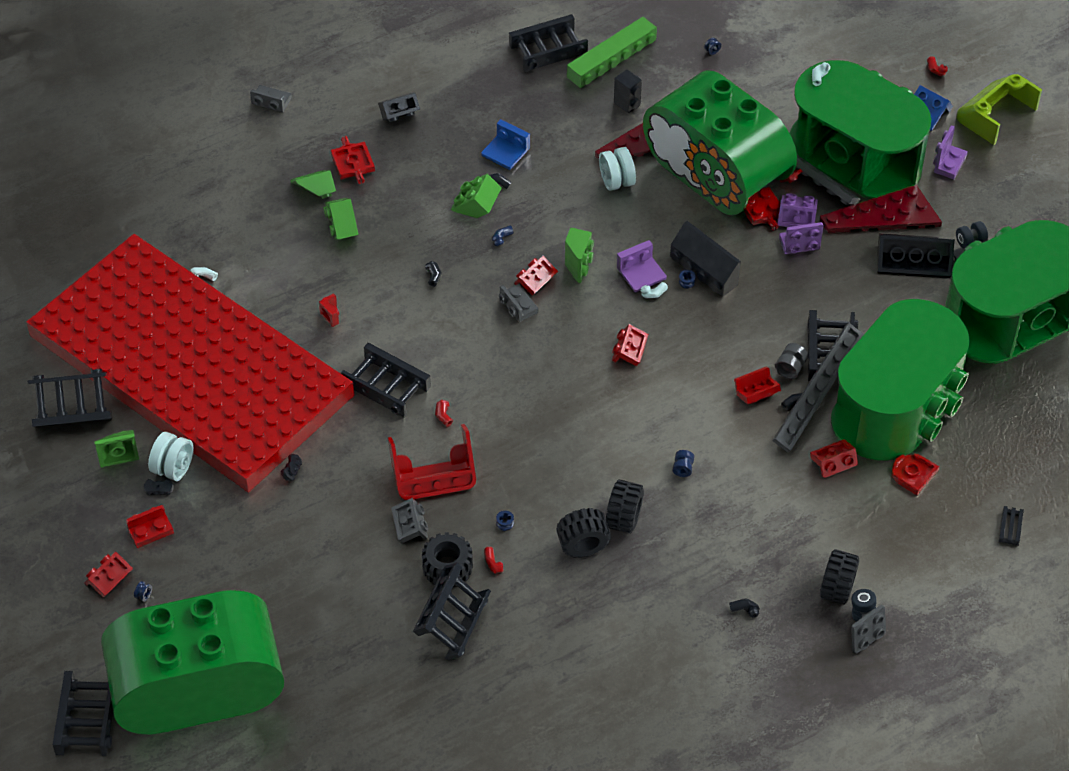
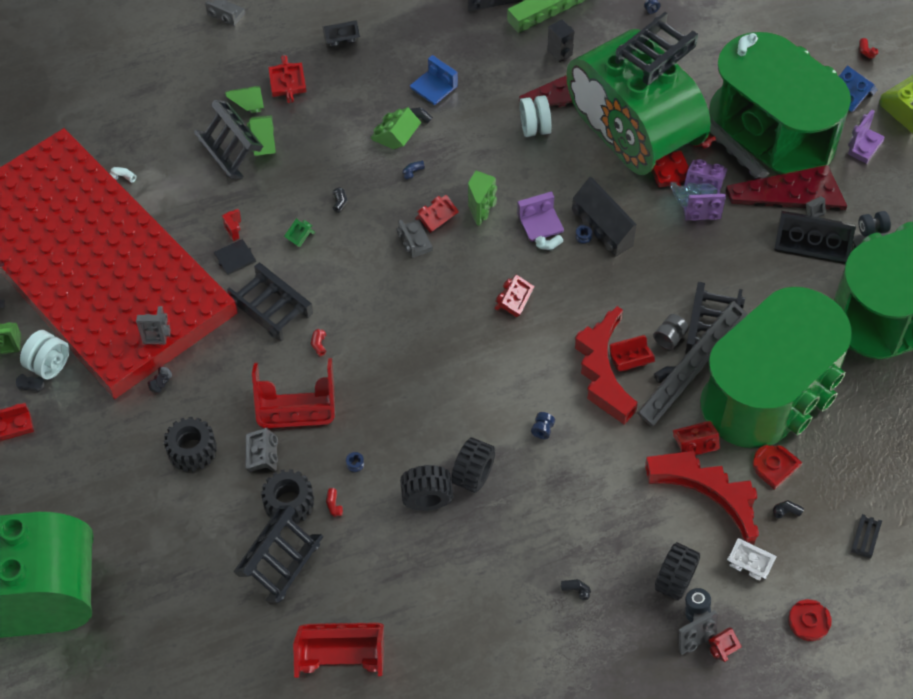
camera: 10 degrees right, 5 degrees up
(281, 415) = (154, 328): none -> dark grey bracket
(322, 216) = (241, 133): none -> black fence
(338, 341) = (235, 256): none -> black piece
(338, 510) = (193, 457): none -> black tyre
(400, 309) = (299, 232): none -> green bracket
(531, 687) = (339, 645): none -> red windscreen
(736, 420) = (604, 388): none -> red arch
(742, 99) = (662, 61): none -> black fence
(779, 227) = (682, 192): none -> clear light blue slope
(828, 487) = (685, 470): none -> red arch
(894, 638) = (724, 644): none -> bracket
(906, 559) = (752, 559): none -> white bracket
(912, 226) = (816, 207): none -> dark grey tile
(931, 508) = (787, 506): none -> black arm
(970, 607) = (809, 620): none -> red tile

